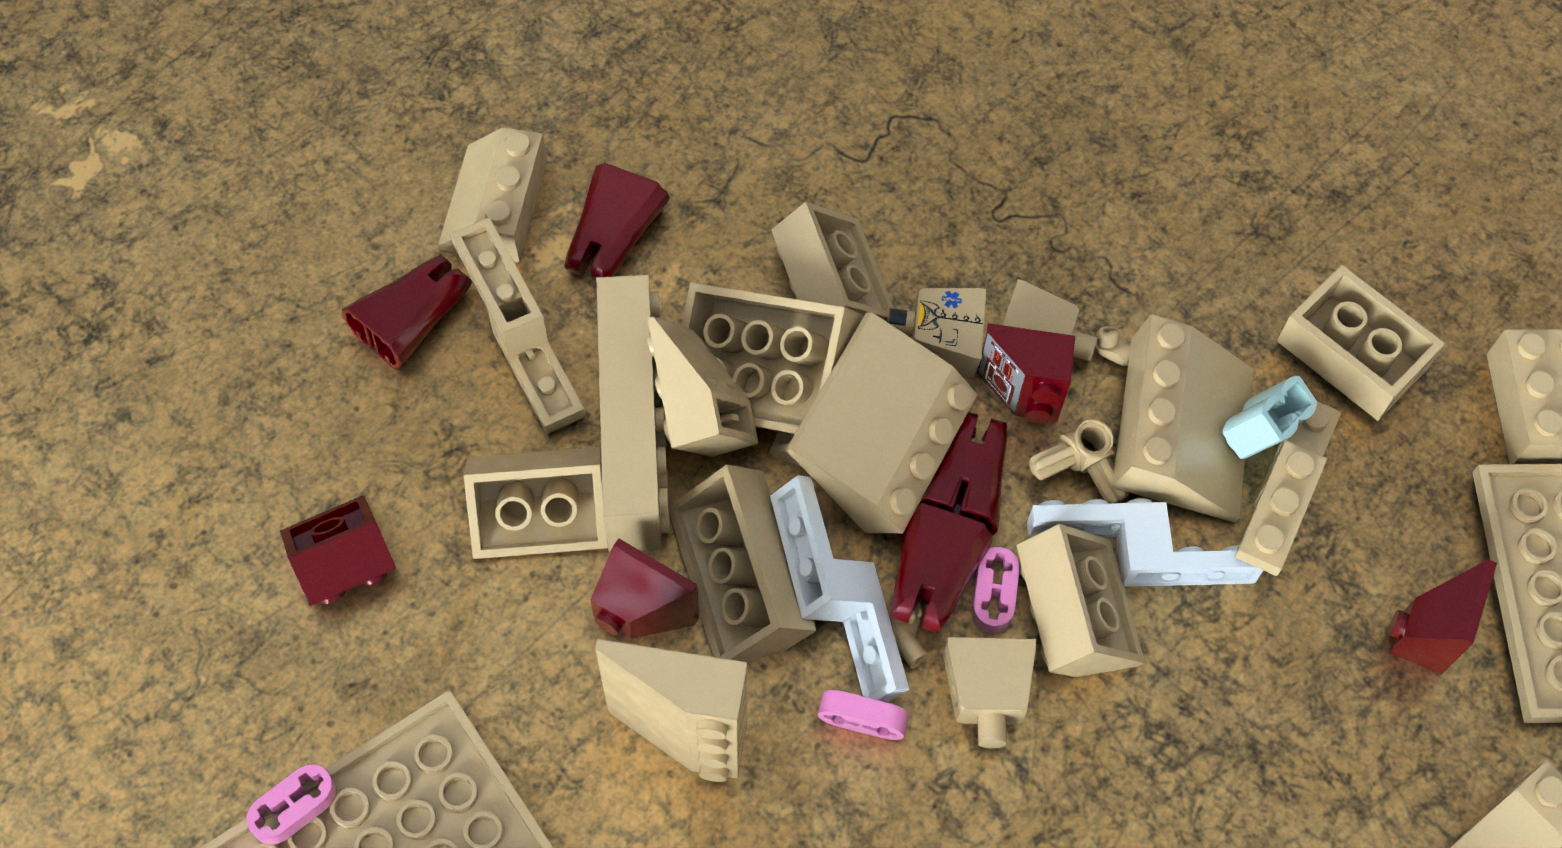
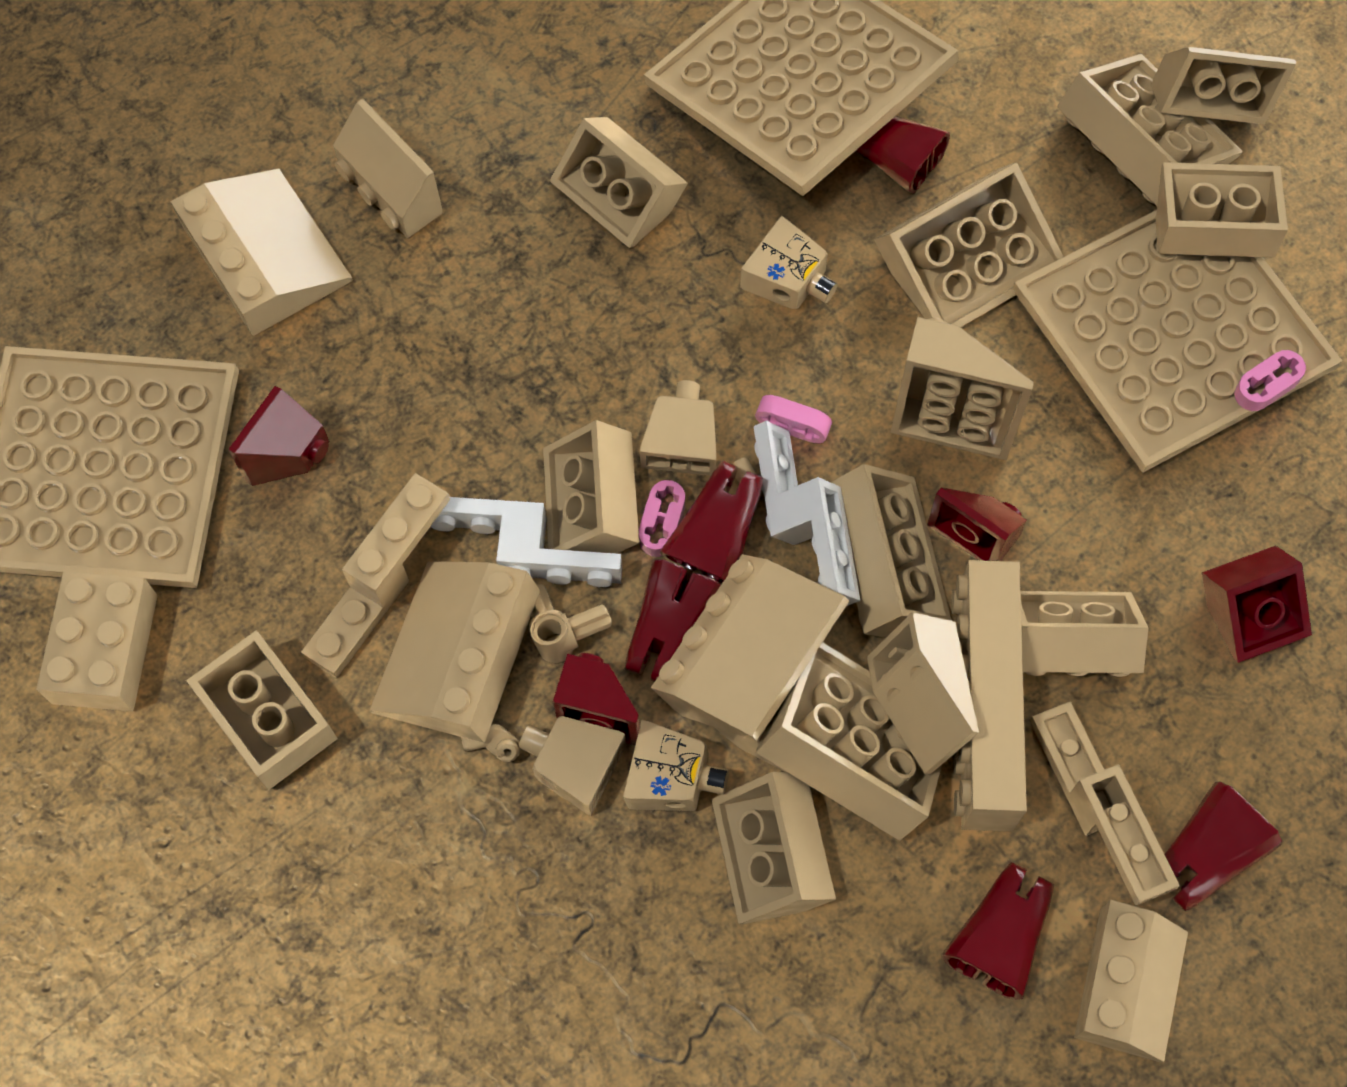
camera: 170 degrees left, 5 degrees up
(1269, 417) = (376, 632): light aqua brick -> none

